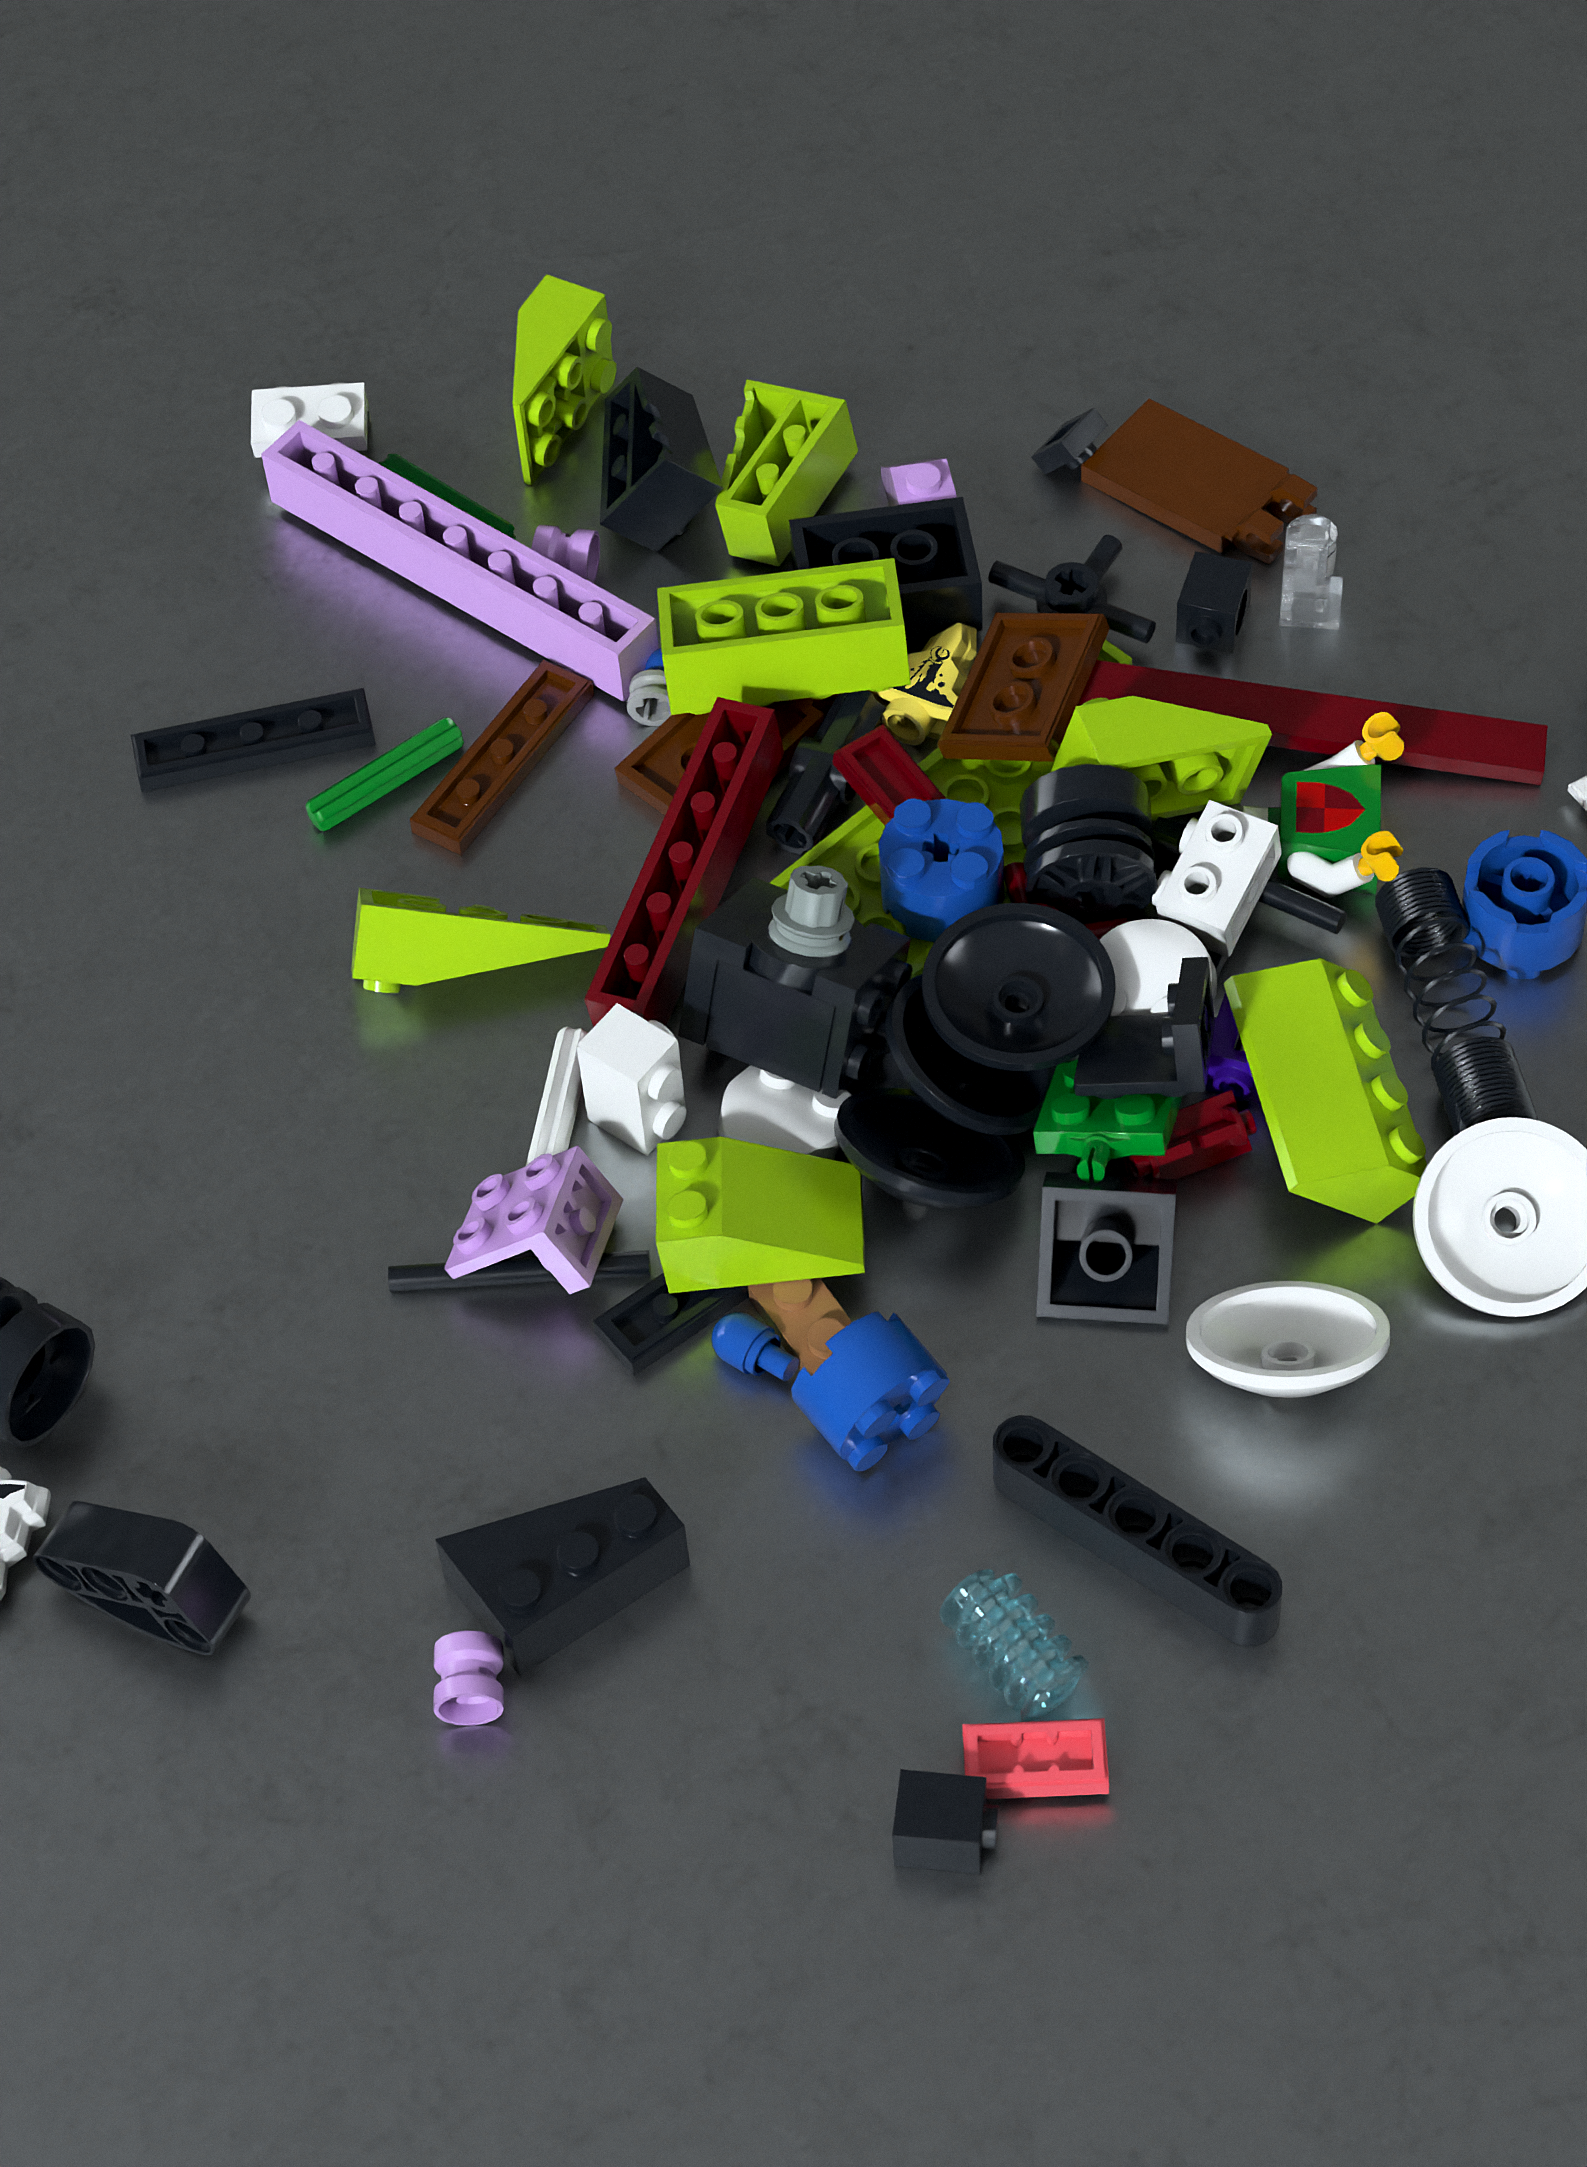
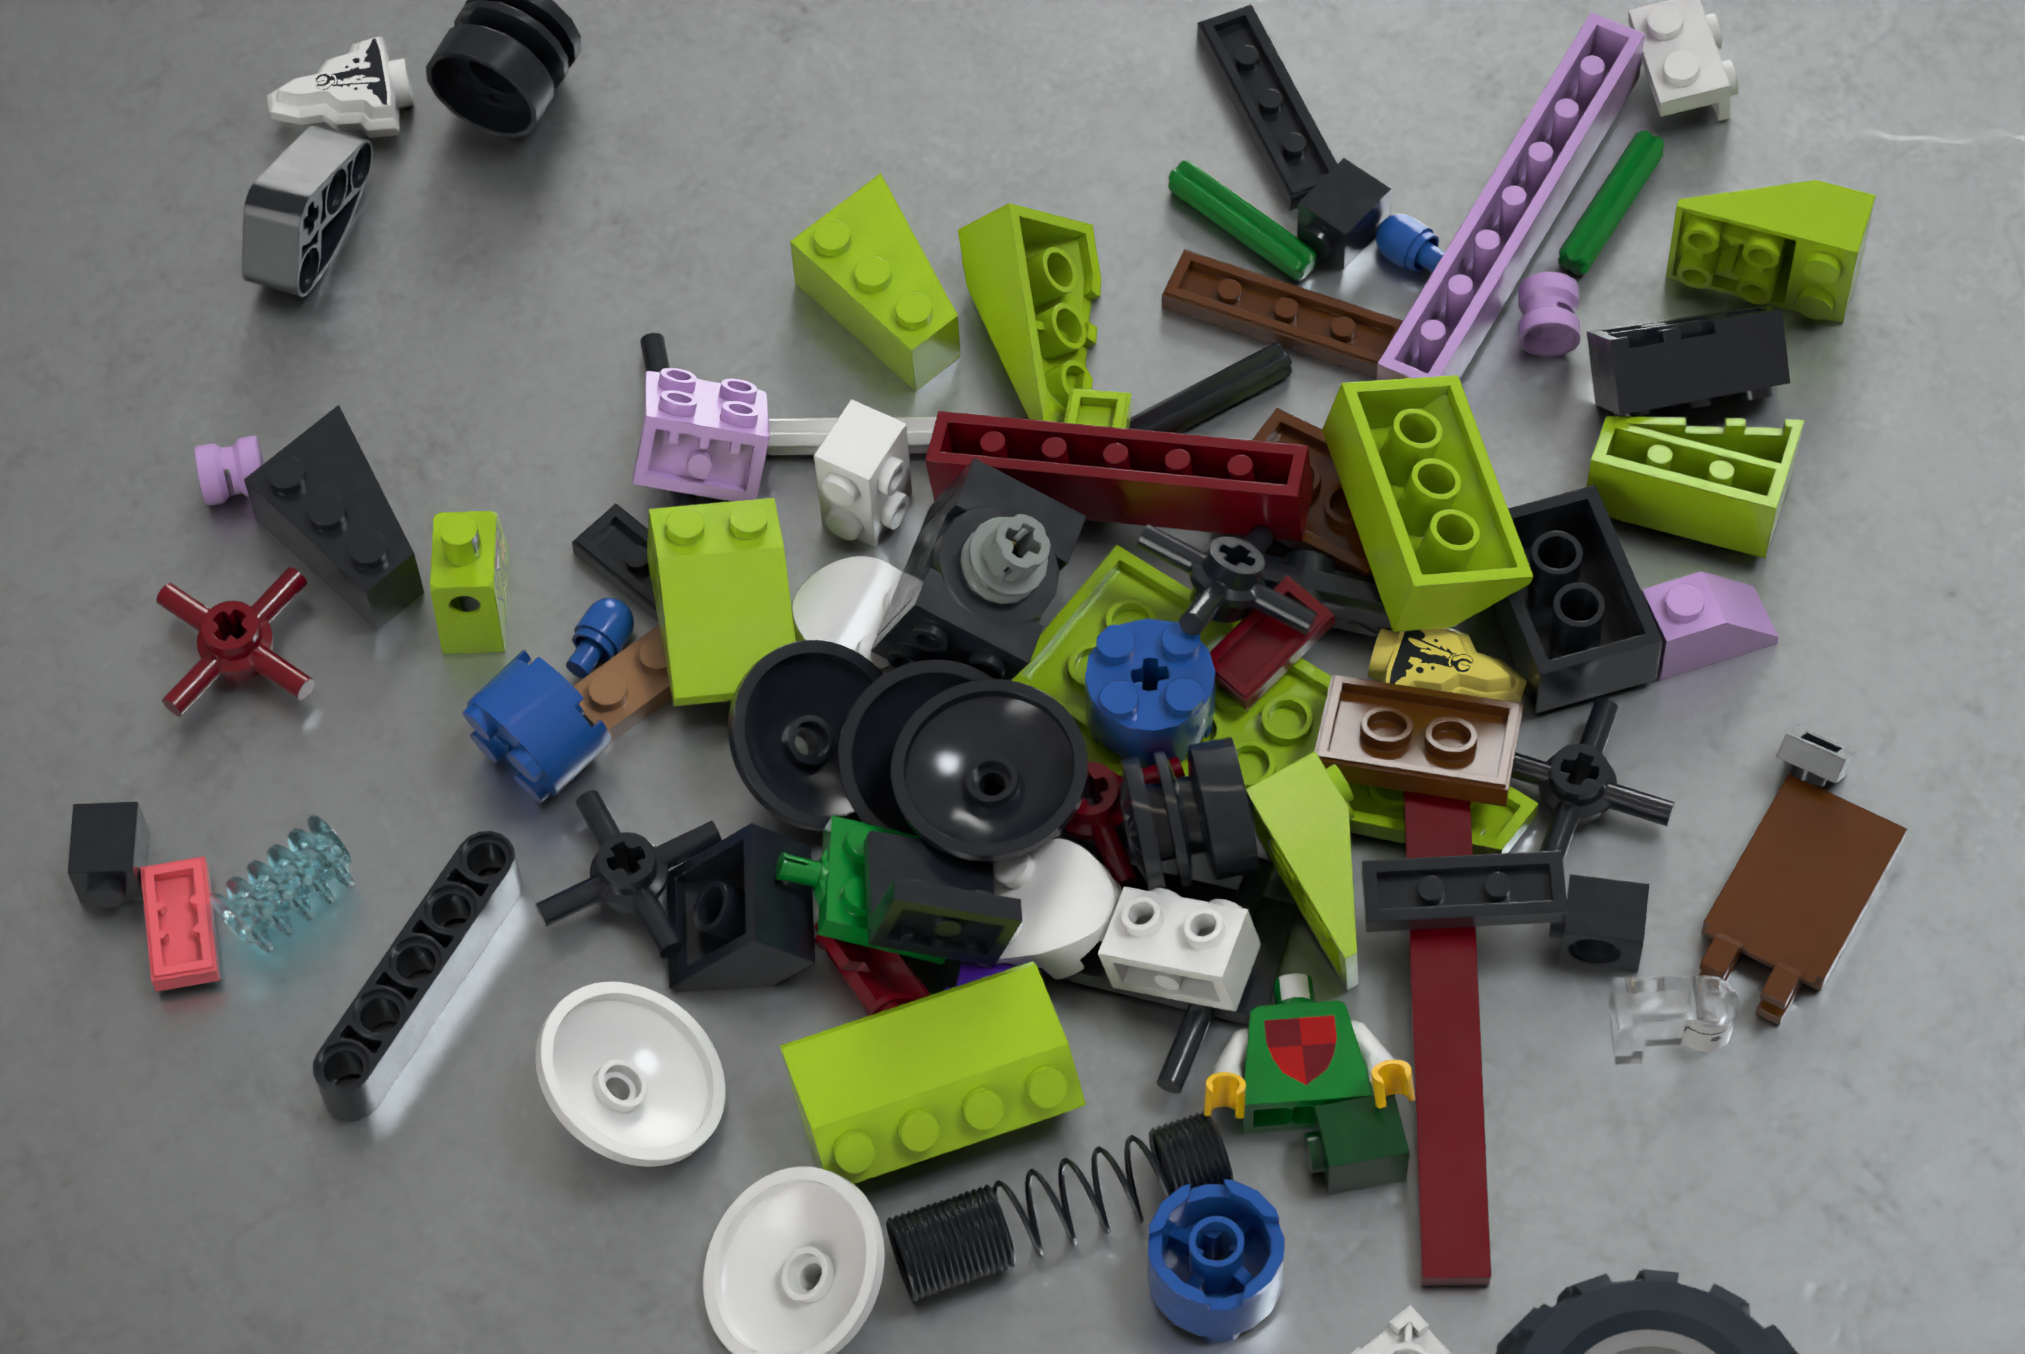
camera: 80 degrees right, 5 degrees up
(391, 1057) = (879, 284): none -> lime wedge
(408, 687) = (1343, 213): none -> black brick
(454, 648) = (1408, 243): none -> blue cylinder
(588, 830) = (1216, 392): none -> black axle
(600, 895) = (1099, 408): none -> lime tile
(676, 1441) = (470, 561): none -> lime torso
(693, 1685) = (235, 641): none -> dark red bar
(841, 785) = (1226, 580): none -> black bar
(1045, 1336) = (627, 893): none -> black bar
(1195, 649) = (1464, 891): none -> black plate
(1415, 796) = (1357, 1144): none -> dark green brick

